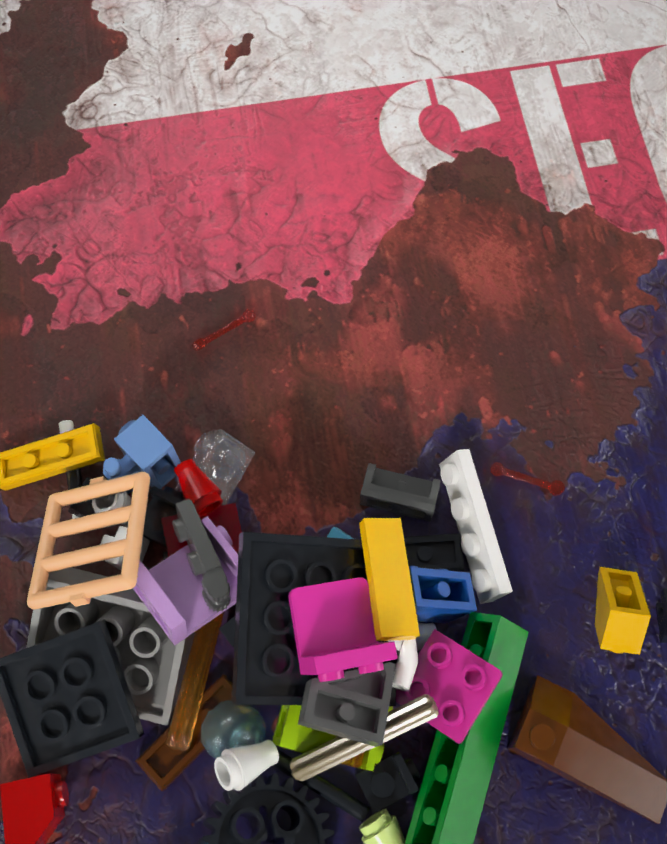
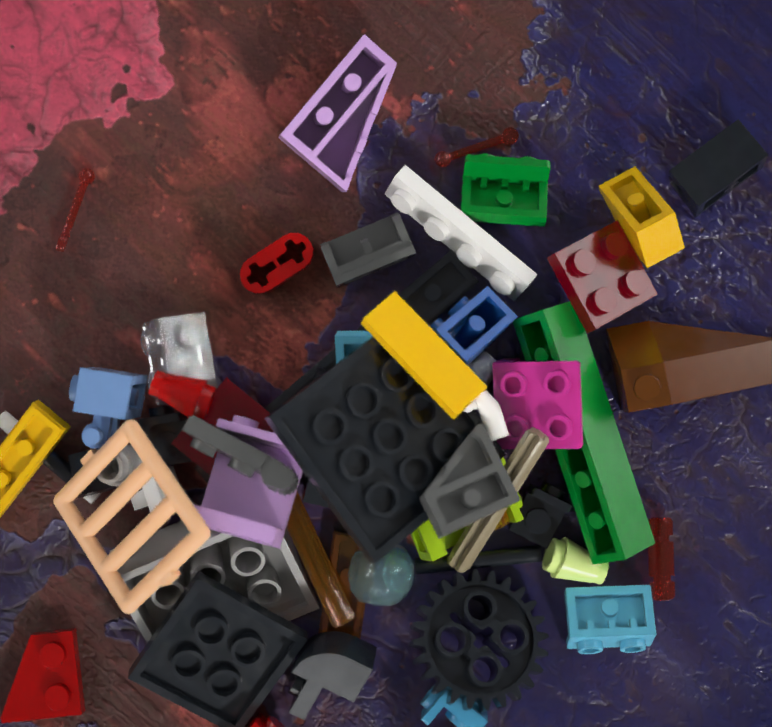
camera: 40 degrees left, 20 degrees up
(144, 773) = (330, 662): none -> black brick
(243, 764) = (413, 595): white cone -> none
(330, 448) = (271, 255): none -> red beam
(336, 629) = (414, 437): dark pink bracket -> none
(448, 385) = (341, 112): none -> lavender wedge
(530, 518) = (505, 189): none -> green bracket
(560, 630) = (602, 276): none -> plate

